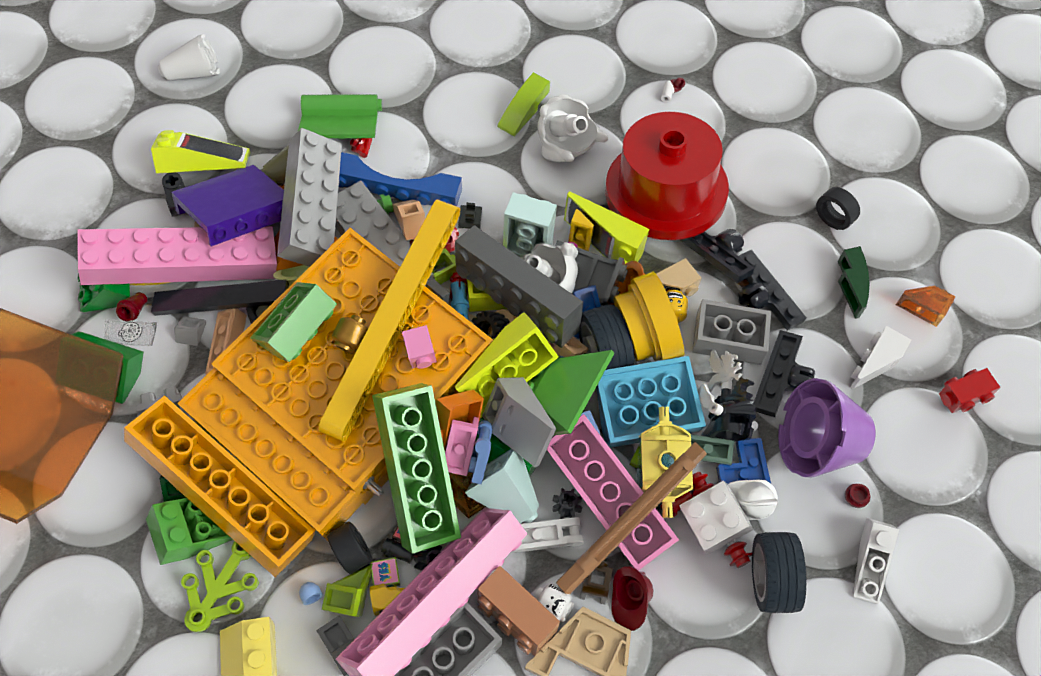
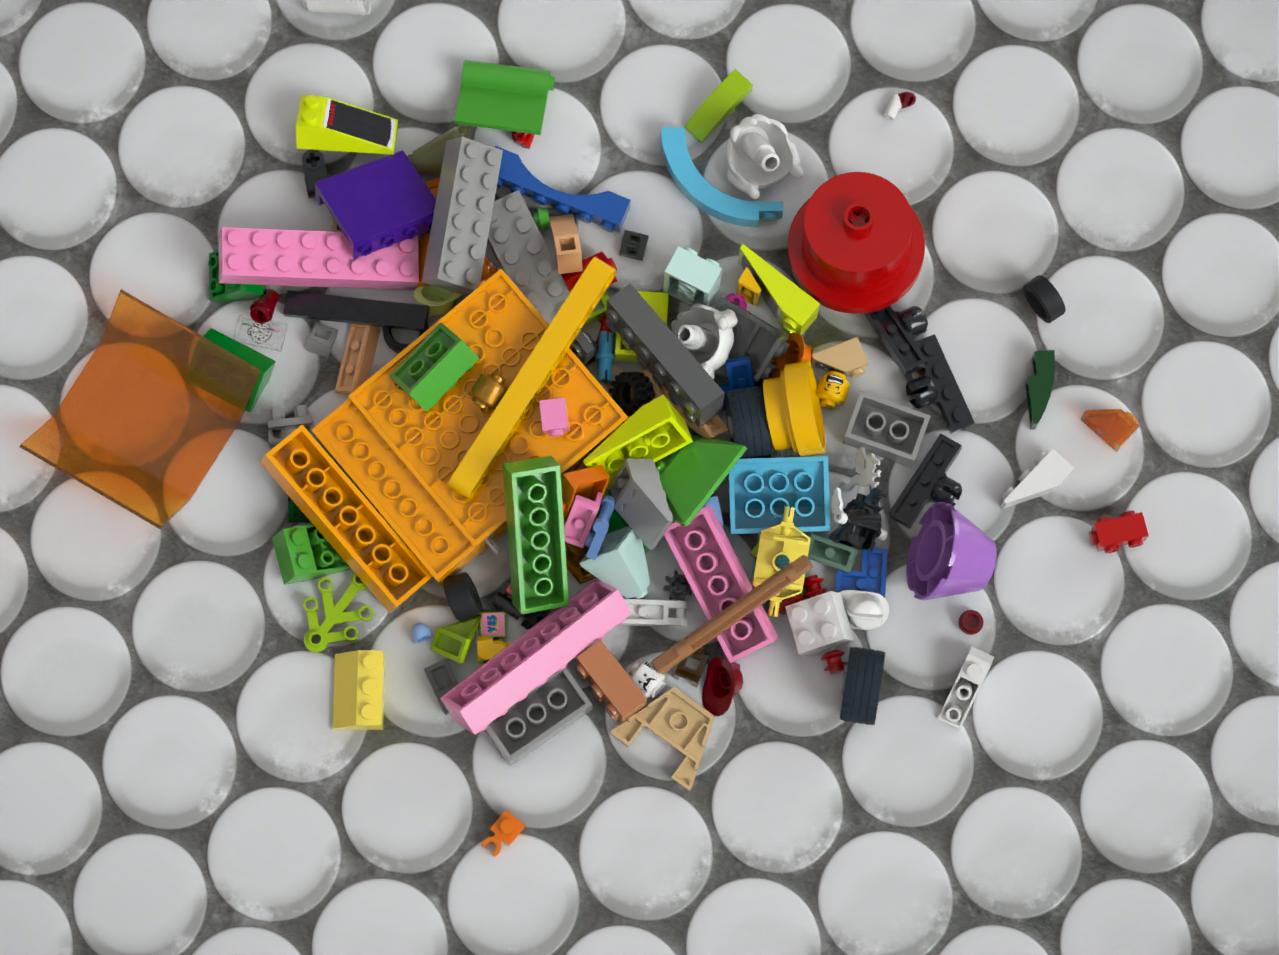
camera: 10 degrees right, 15 degrees up
(529, 171) = (702, 193): none -> medium azure arch

